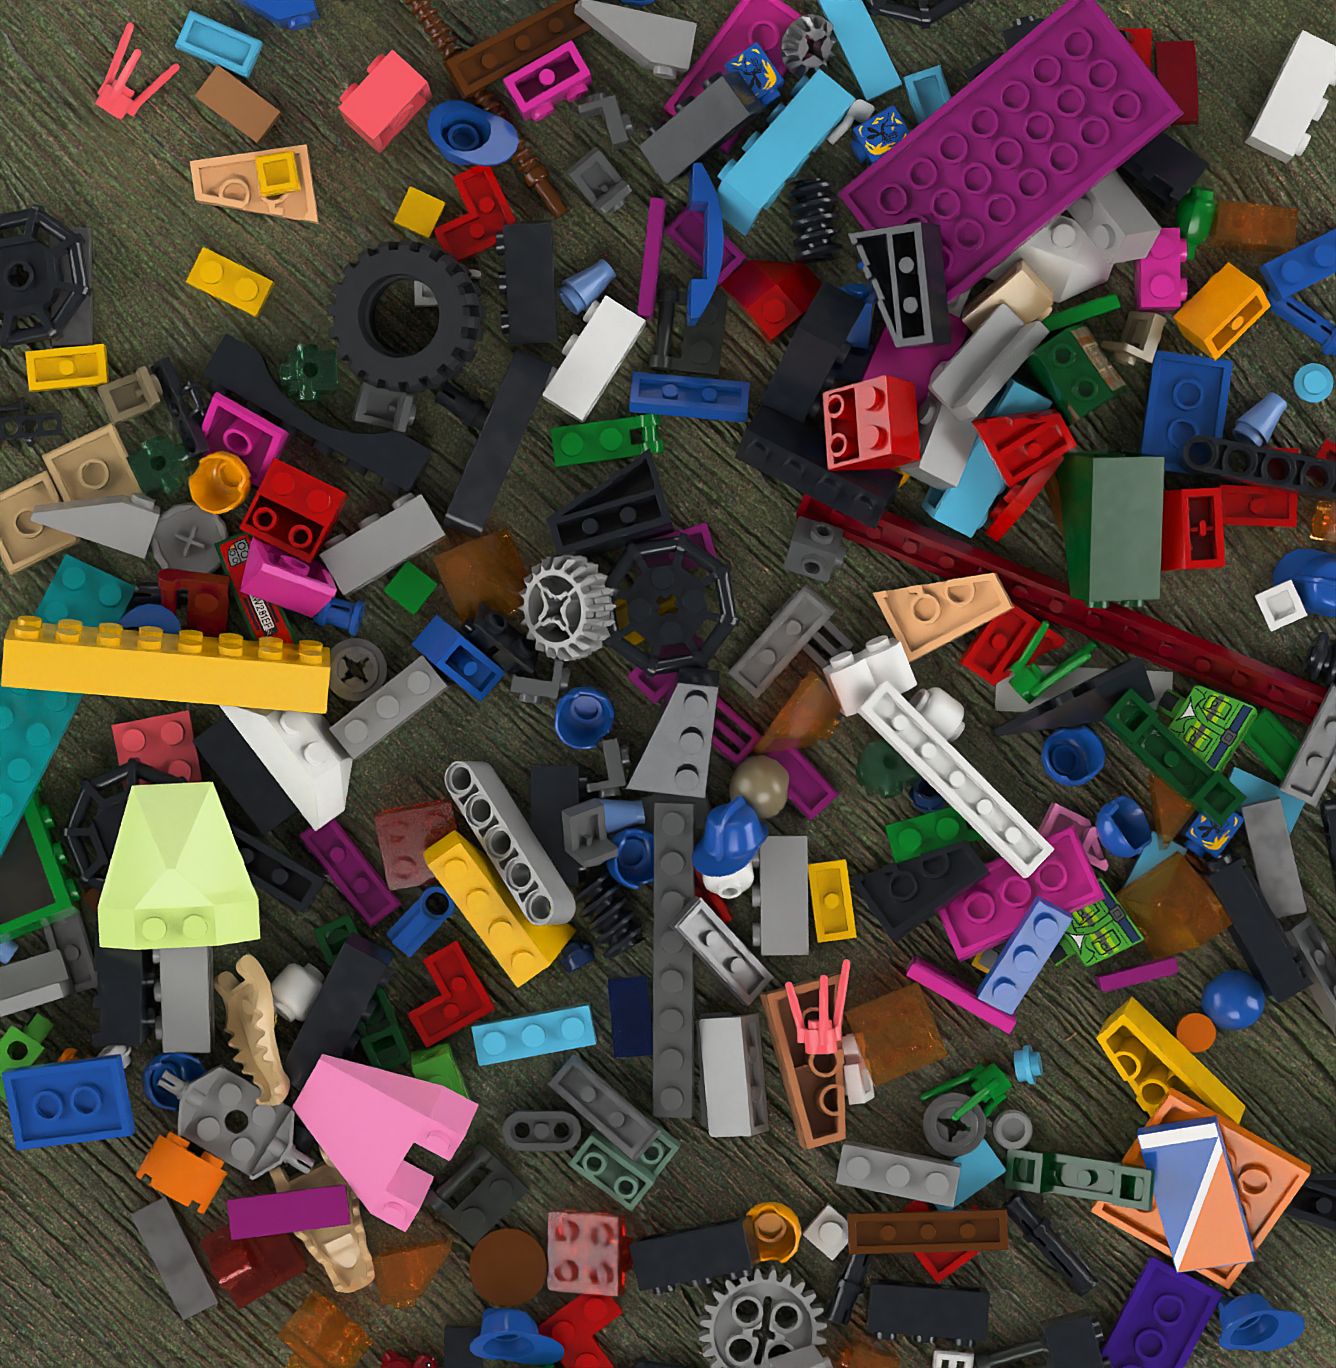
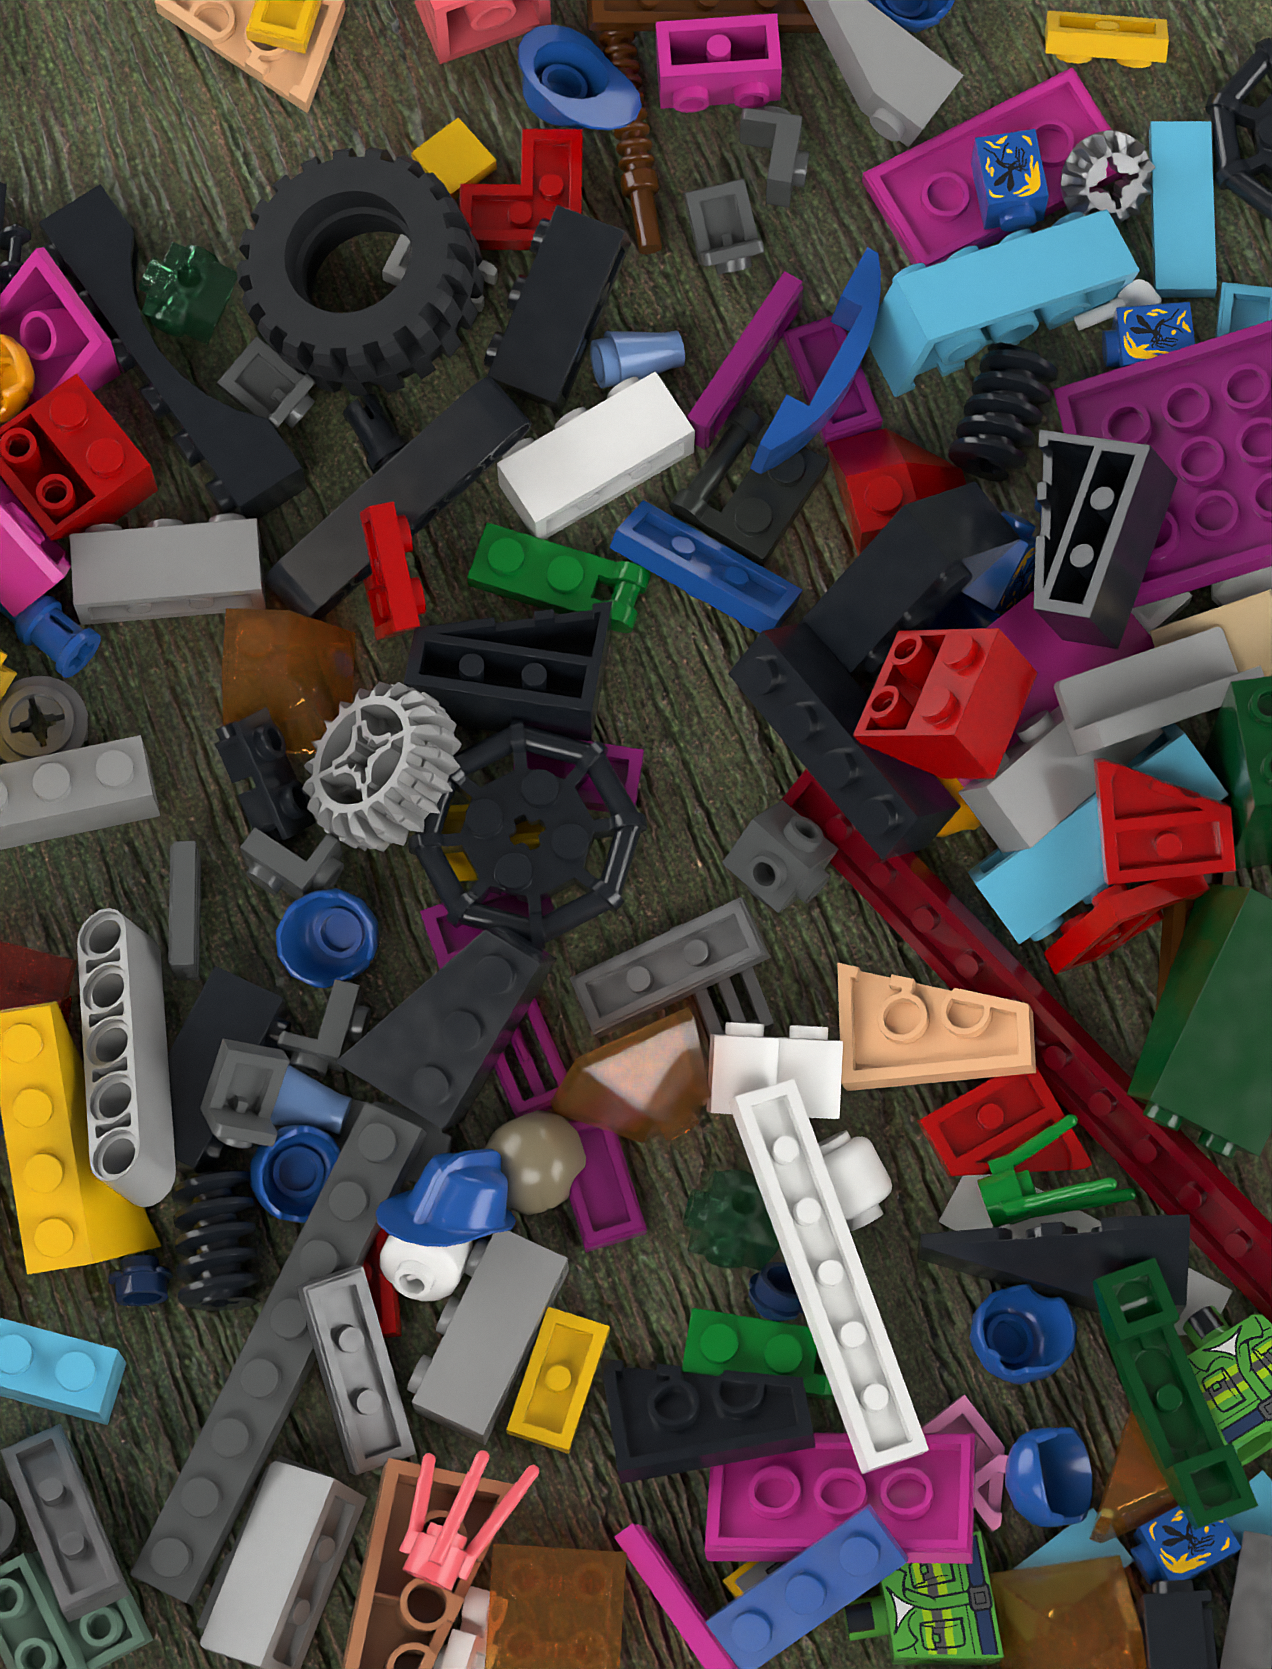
camera: 25 degrees right, 15 degrees down
(230, 282) = (145, 134): yellow plate -> none
(411, 587) = (177, 650): green tile -> none
(458, 658) = (192, 774): blue slope -> none
(494, 738) = (184, 910): none -> dark grey tile
(525, 507) = (391, 593): none -> red plate
(630, 1016) = (174, 1410): clear blue tile -> none
(701, 125) = (903, 206): black brick -> none

